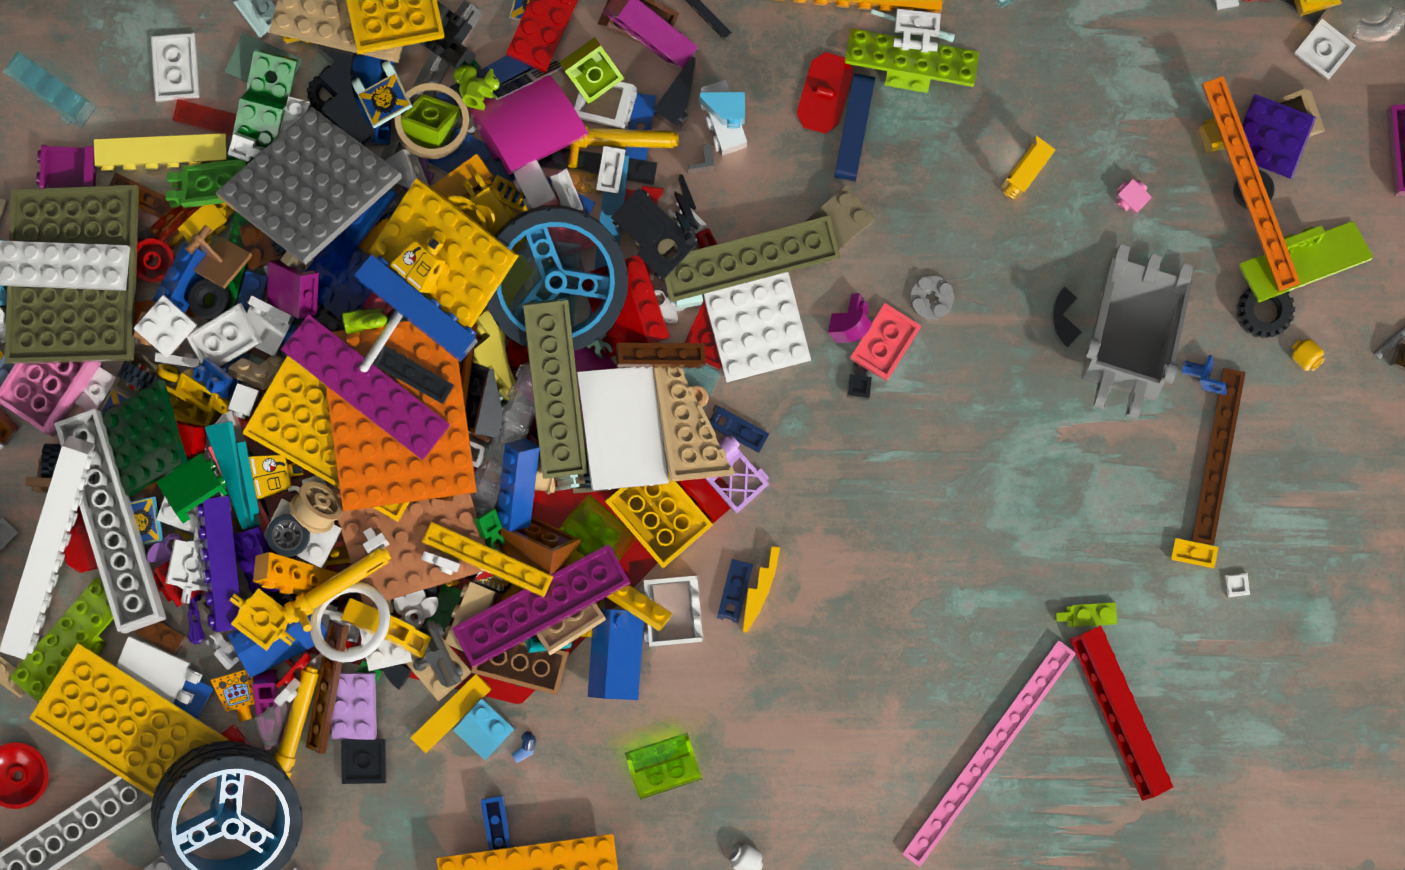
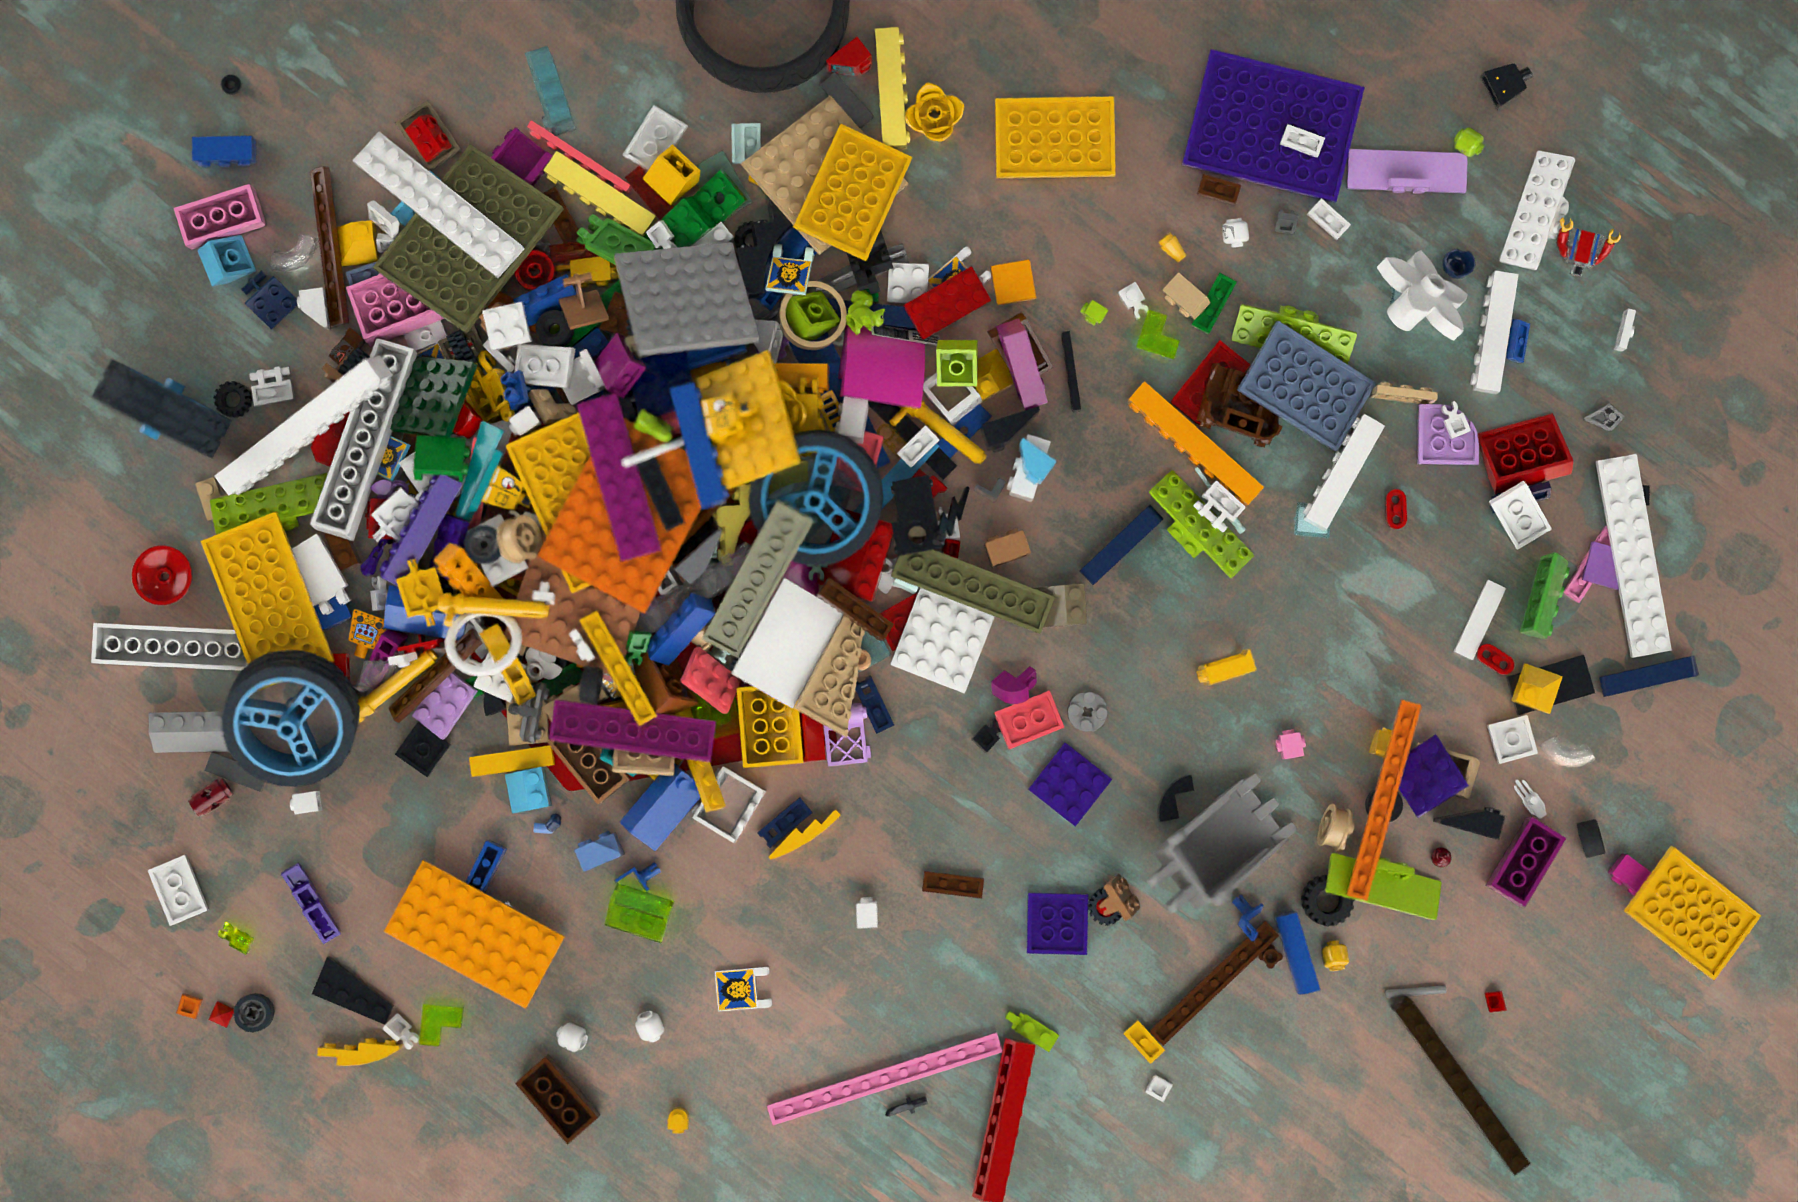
camera: 40 degrees right, 0 degrees up
(32, 450) = (347, 344): none -> reddish brown leg
(87, 134) = (585, 162): none -> coral plate
(213, 86) = (672, 175): none -> yellow slope
(474, 591) = (591, 685): none -> black tyre
(493, 30) = (907, 281): none -> white plate
(565, 189) = (873, 438): white plate -> none
(577, 511) = (710, 680): none -> coral plate
(588, 736) = (600, 851): none -> medium blue slope
(630, 59) = (992, 375): none -> yellow slope
(642, 731) = (642, 876): none -> blue bracket
(756, 203) = (1007, 548): none -> medium nougat brick
(800, 768) = (738, 989): none -> flag
(824, 93) = (1118, 503): red shield -> none
(866, 617) = (867, 913): none -> white brick
(924, 537) = (953, 884): none -> reddish brown plate
(963, 373) = (1070, 784): none -> dark purple plate
(1028, 760) = (910, 1105): none -> black piece
(1042, 504) = (1057, 923): none -> dark purple plate
(1077, 449) = (1113, 902): none -> medium nougat plate
(1225, 240) = (1335, 827): none -> tan wheel
(1255, 401) = (1270, 962): none -> reddish brown plate
(1272, 376) = (1297, 953): none -> blue brick
(1337, 199) = (1441, 857): none -> dark red plate
(1353, 141) = (1480, 822): none -> black slope
(1381, 92) = (1531, 801): none -> white piece

